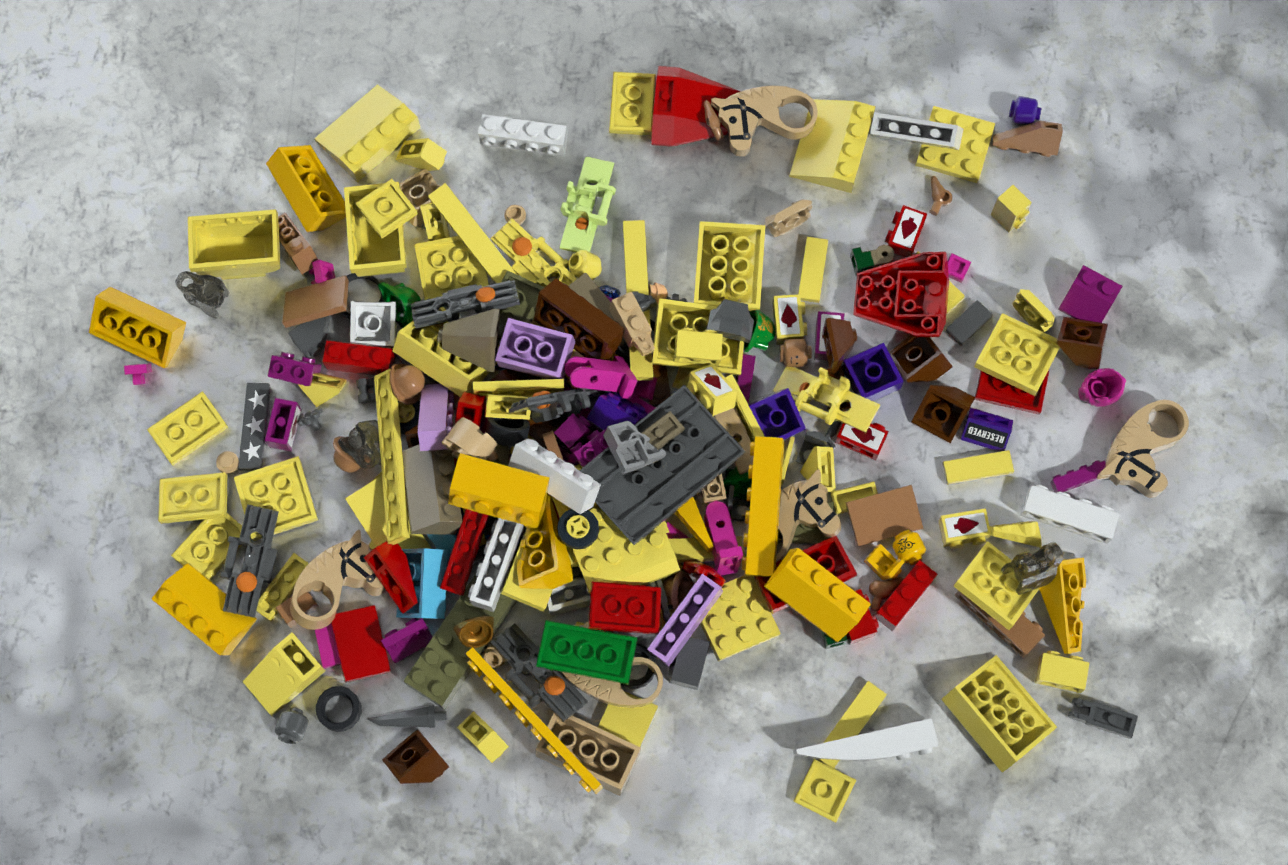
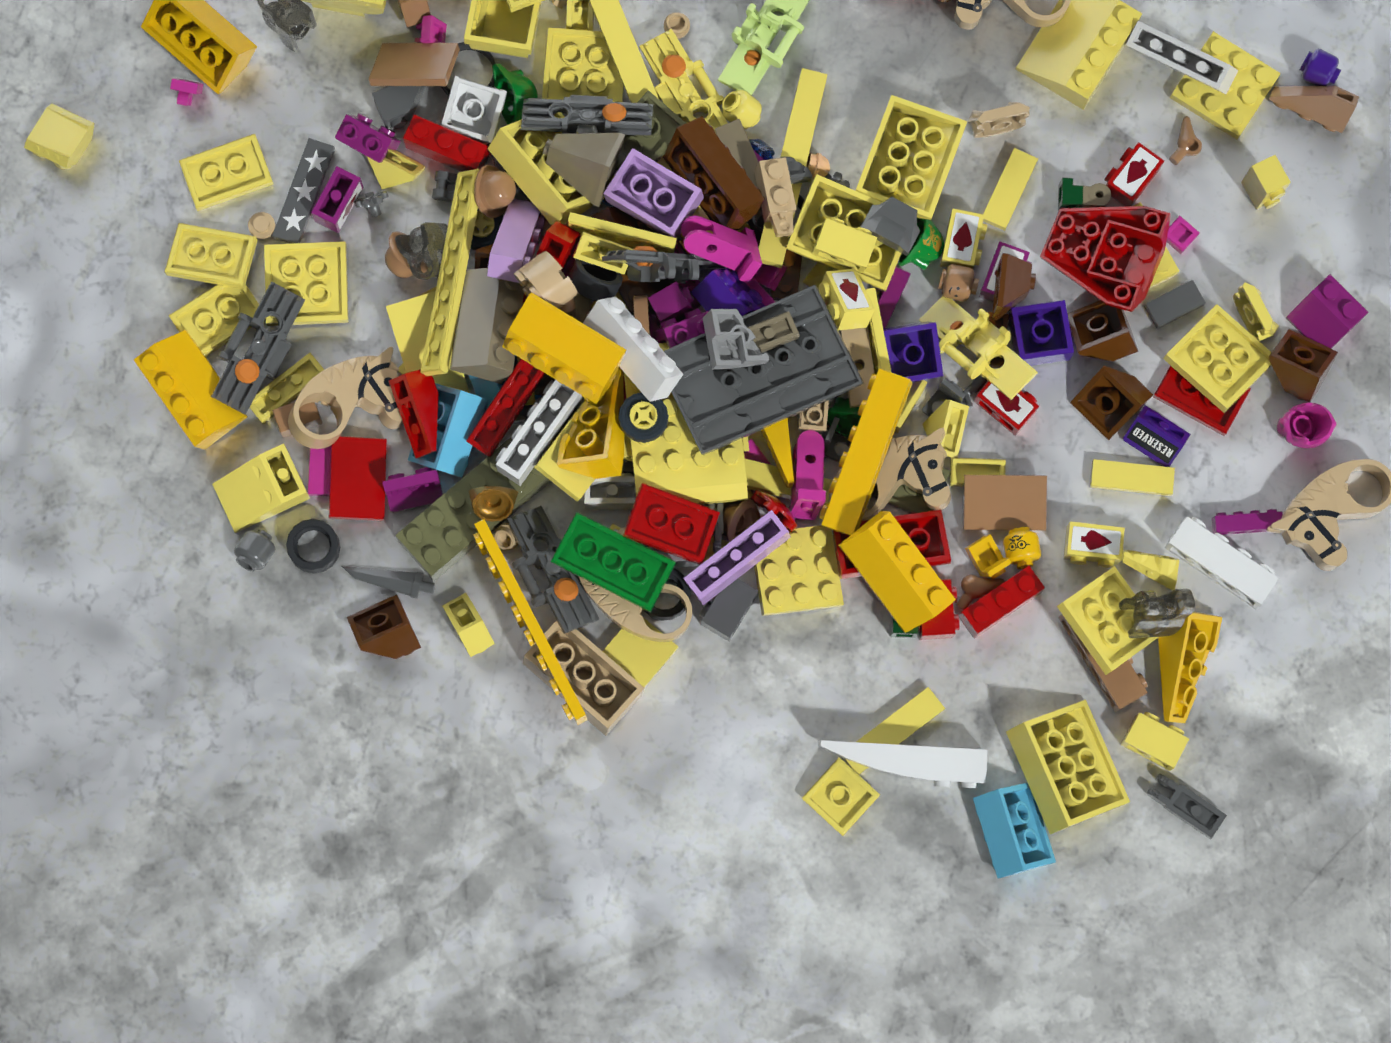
camera: 10 degrees right, 5 degrees up
(46, 437) = (60, 136): none -> light yellow slope
(972, 777) = (1013, 830): none -> medium azure slope

